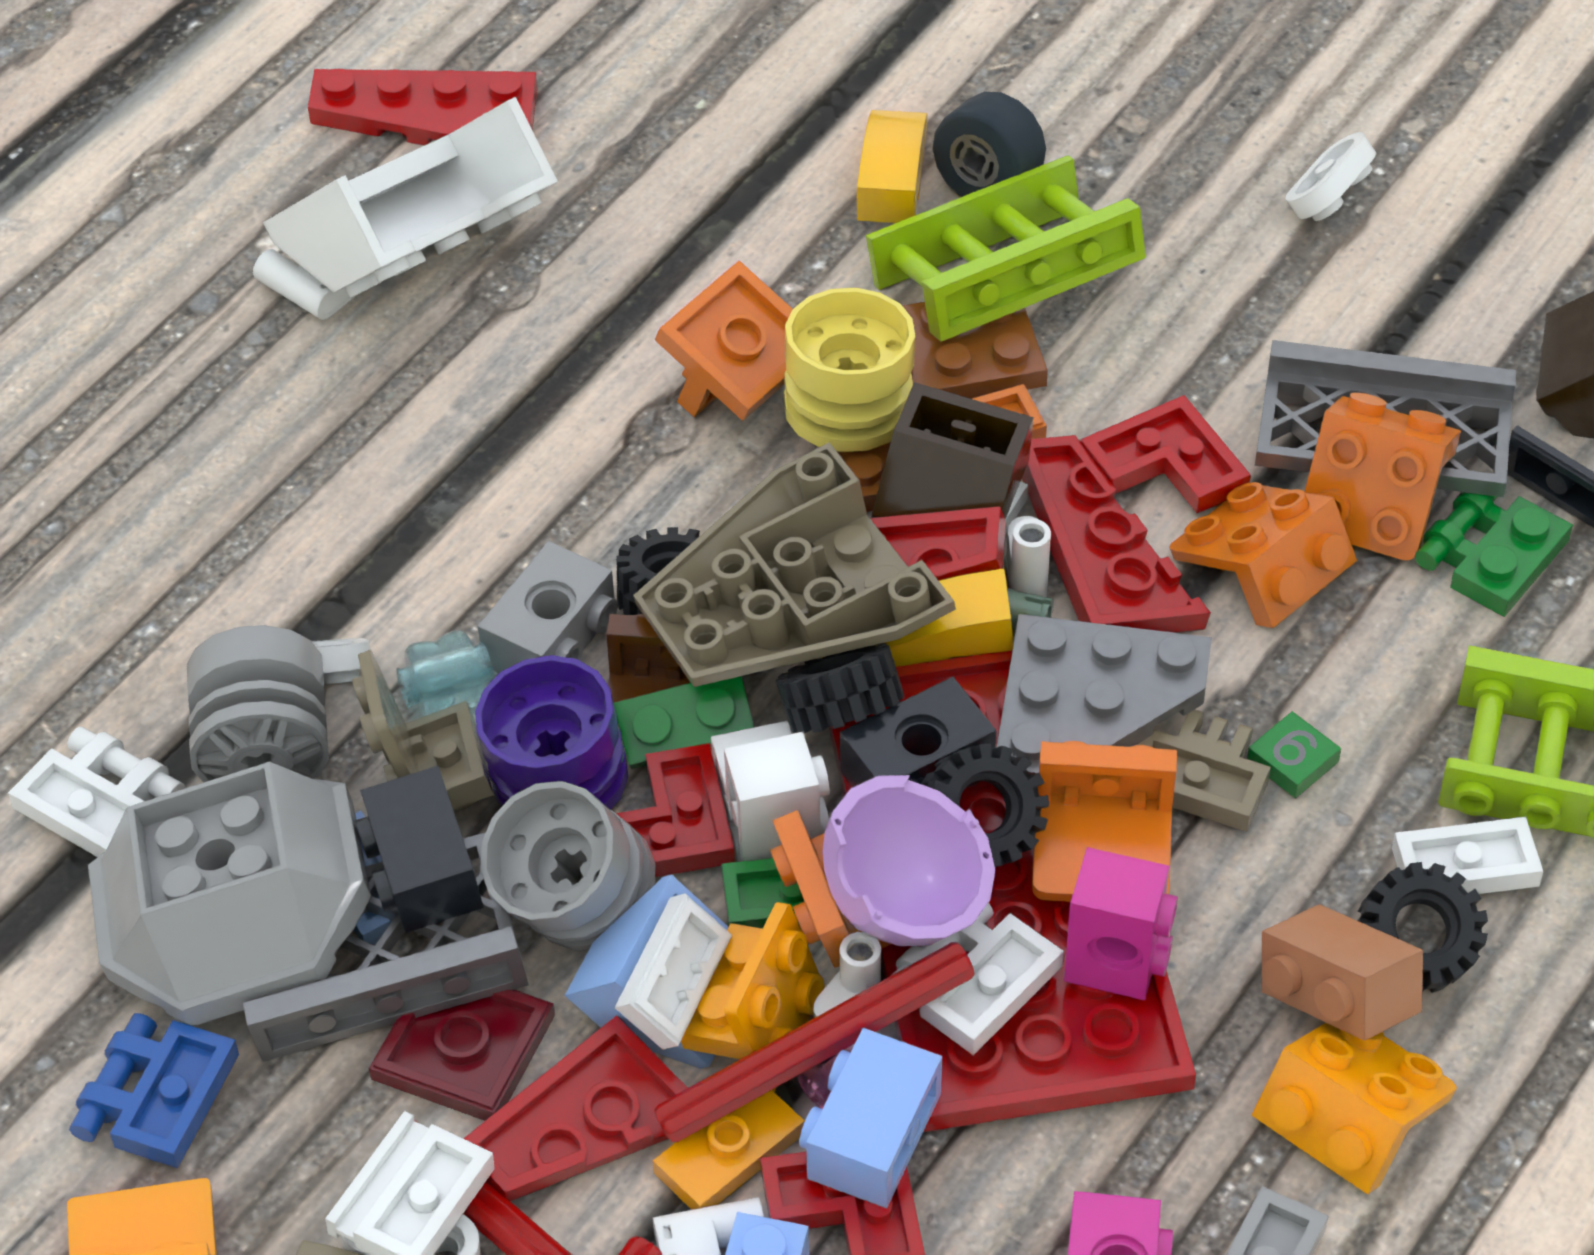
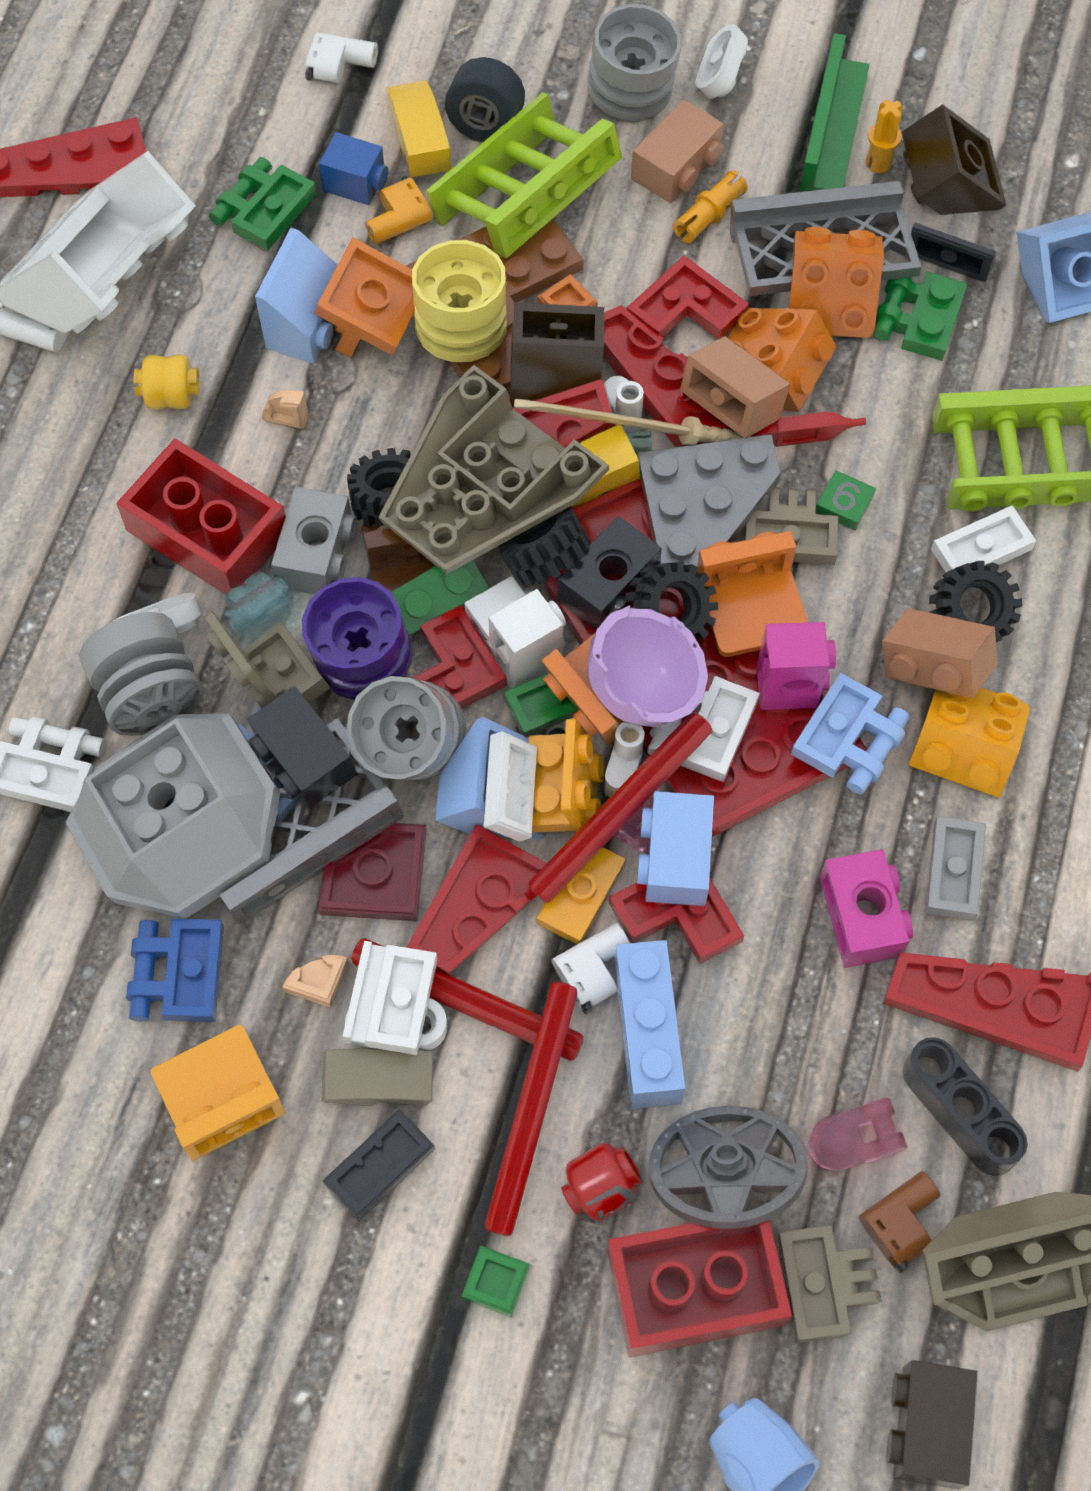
camera: 20 degrees left, 15 degrees up
(331, 1157) = (318, 979): none -> light nougat tile
(414, 547) = (202, 517): none -> red brick
(441, 383) = (167, 382): none -> yellow piece
(583, 453) = (287, 408): none -> light nougat tile
(626, 314) = (290, 297): none -> light blue slope
(655, 206) = (272, 208): none -> green plate
(785, 192) = (353, 168): none -> blue brick
(815, 55) = (332, 53): none -> white piece
(835, 258) = (404, 209): none -> light orange piece
(1100, 606) = (689, 431): none -> tan sword
(1160, 1024) = (837, 725): none -> light blue plate
(1182, 565) = (734, 387): none -> nougat brick
(1204, 146) = (633, 62): none -> light grey wheel
(1226, 269) = (677, 151): none -> nougat brick
(1245, 347) = (710, 206): none -> light orange pin
(1268, 649) = (808, 428): none -> red piece
(1460, 277) = (834, 120): none -> green fence
(1516, 312) = (884, 137): none -> light orange axle

